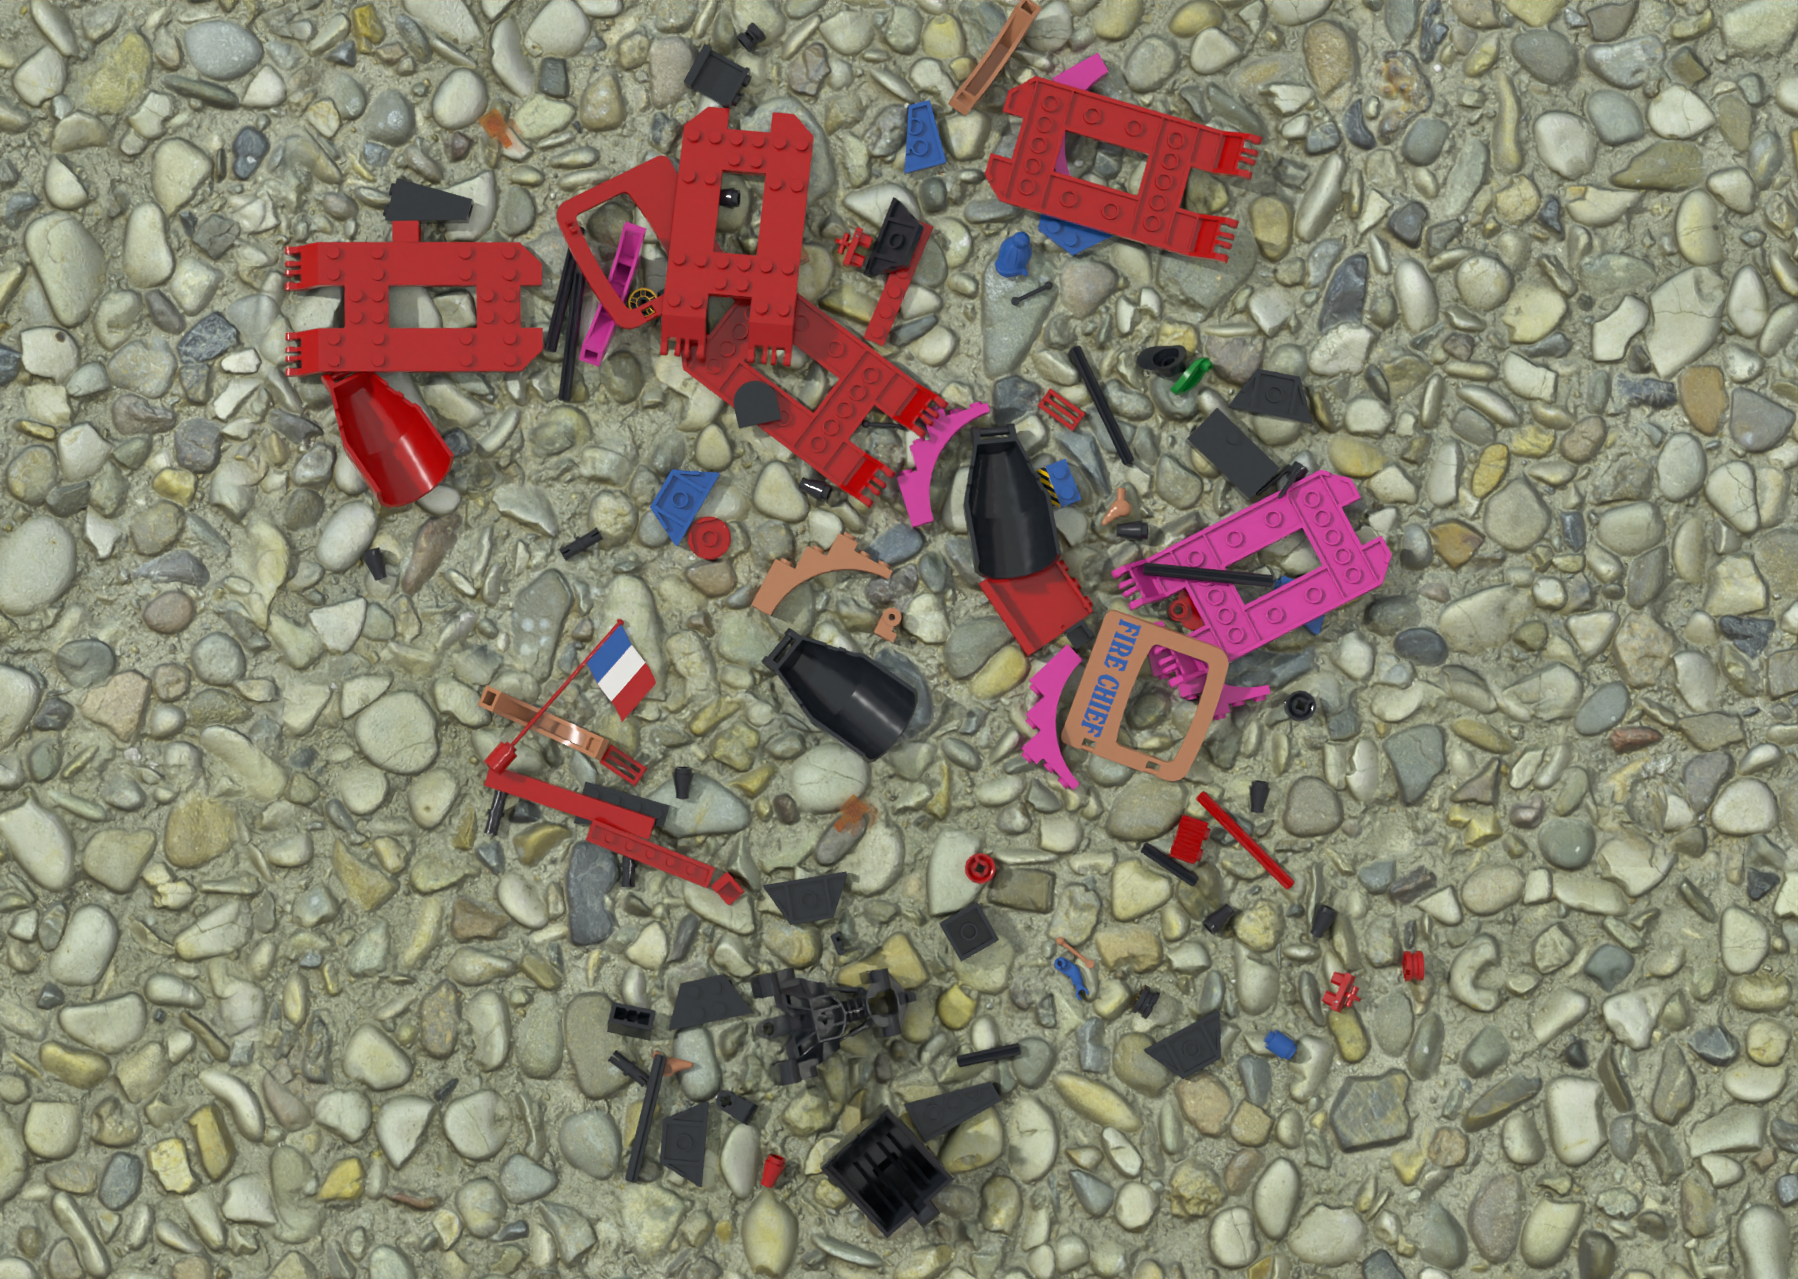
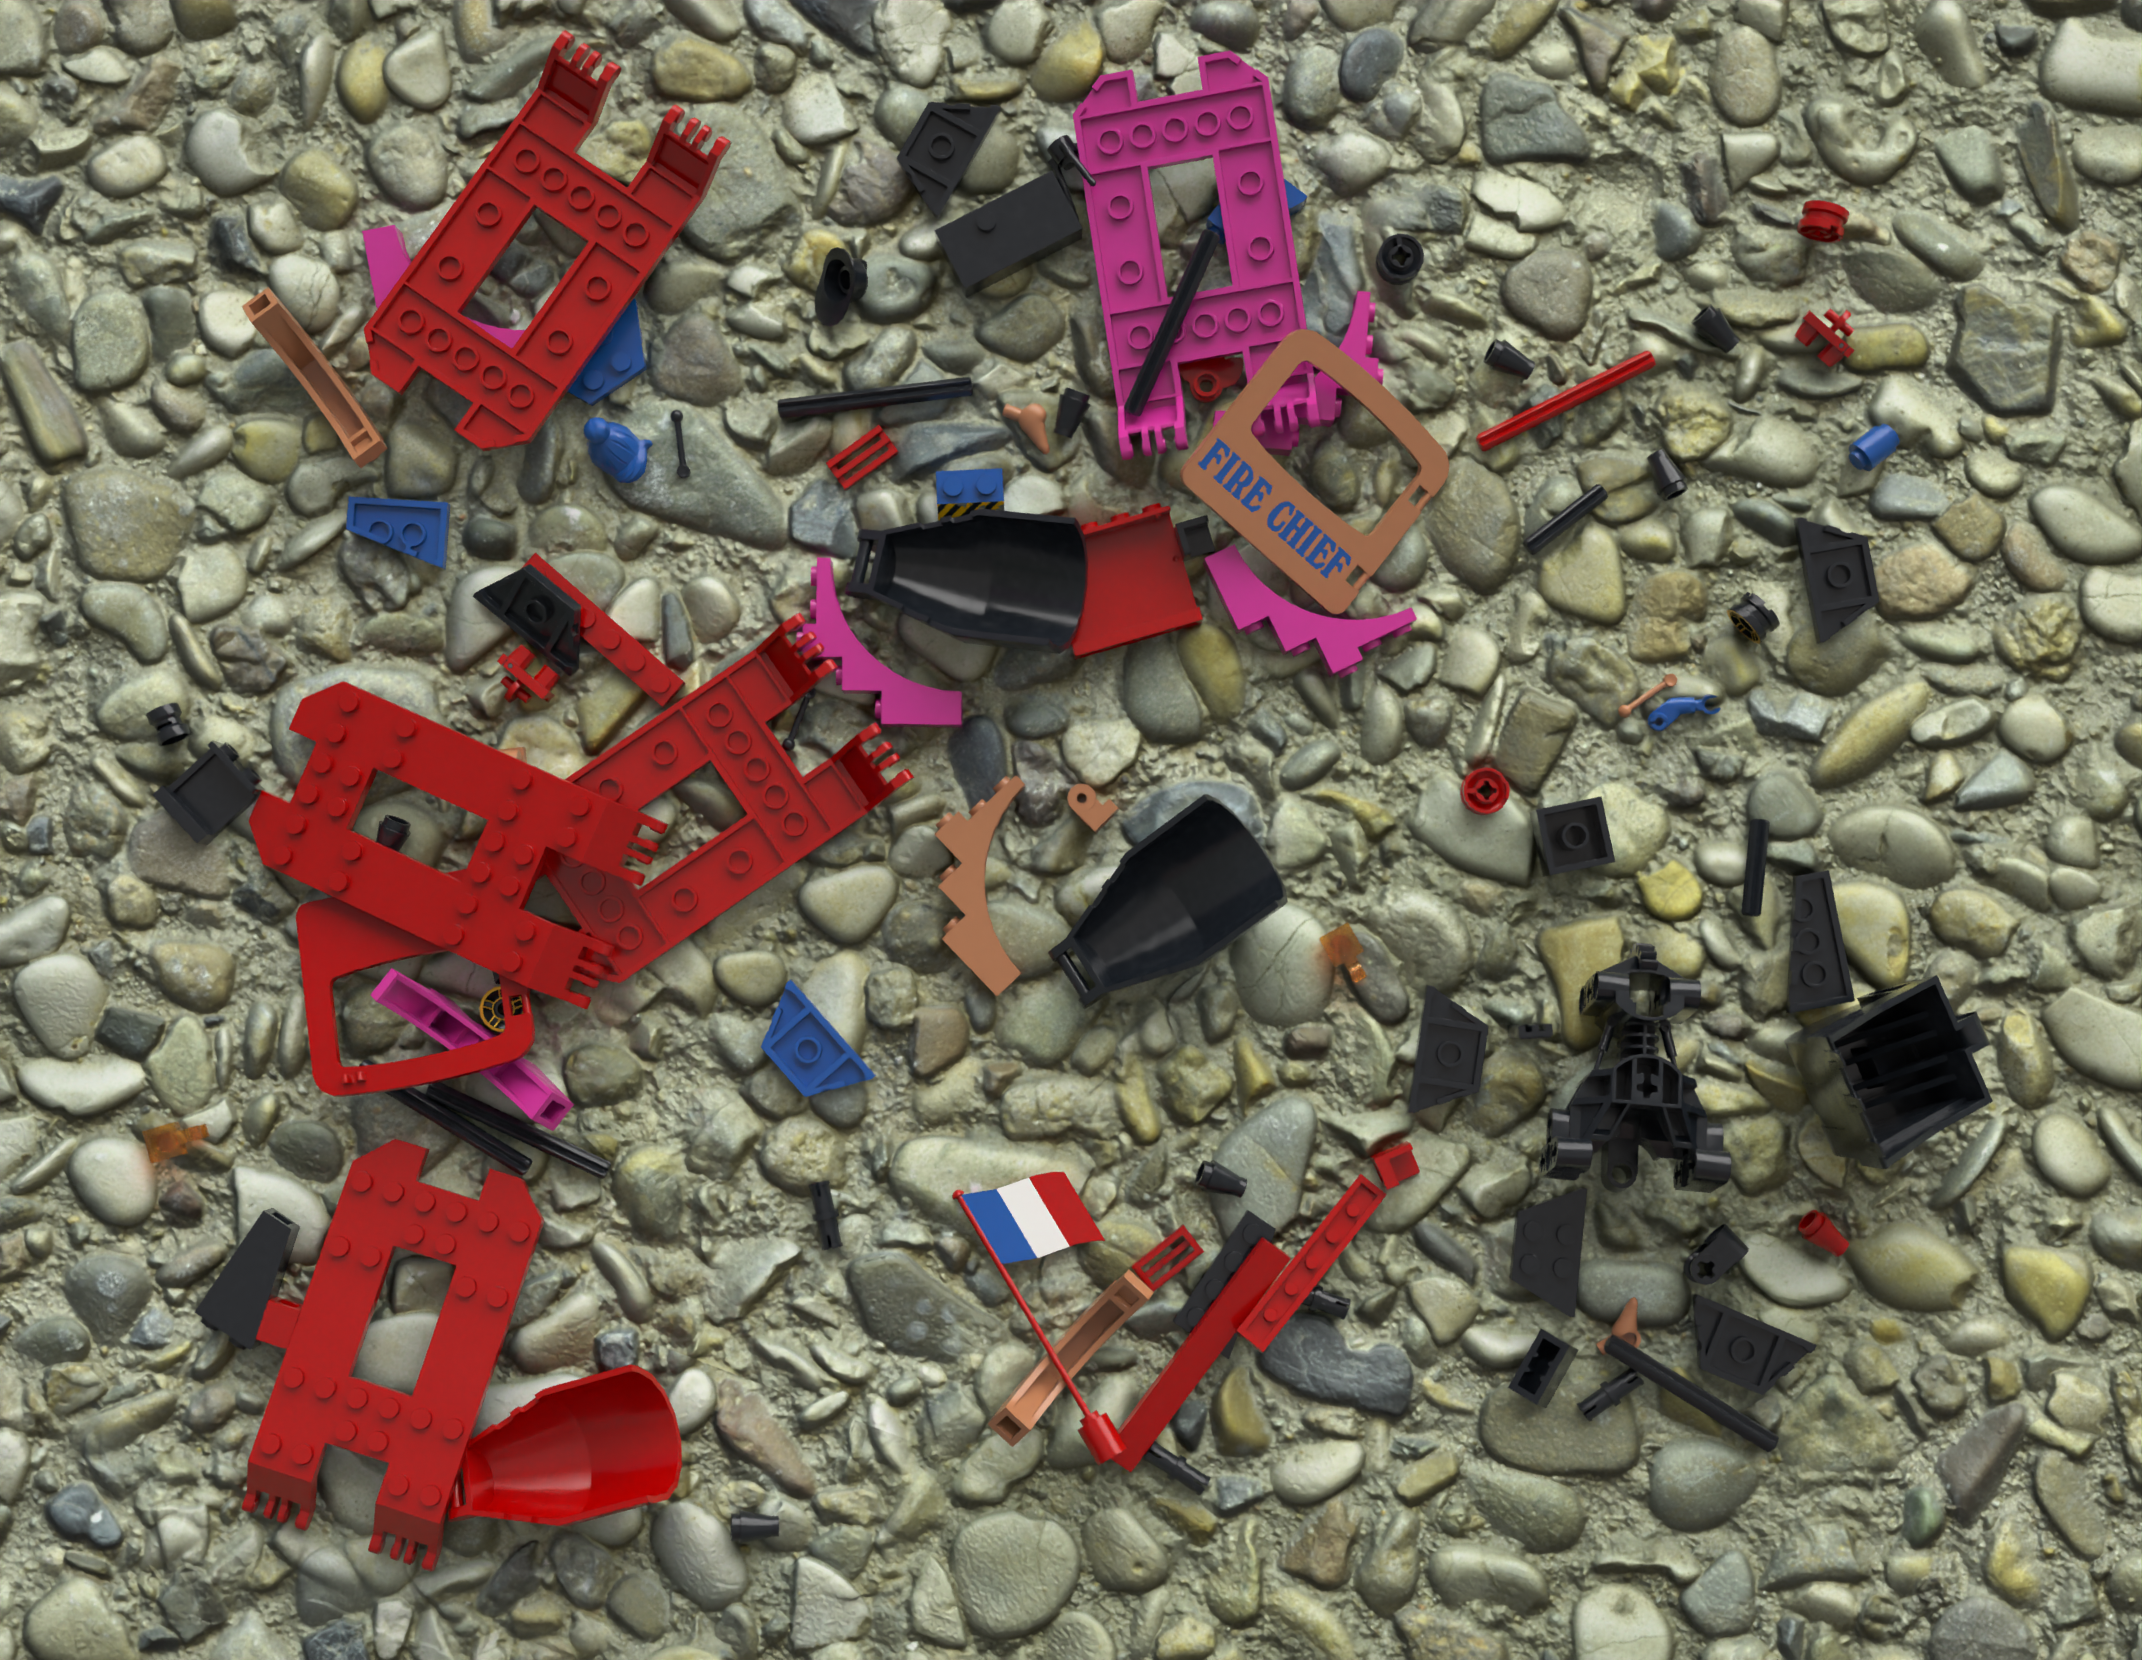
camera: 70 degrees left, 0 degrees up
(715, 539) = (888, 1029): red tile -> none
(755, 404) = (707, 893): black tile -> none
(817, 489) = (860, 845): black cone -> none
(1189, 840) = (1540, 479): red brick -> none
(1192, 376) = (876, 253): green arm -> none

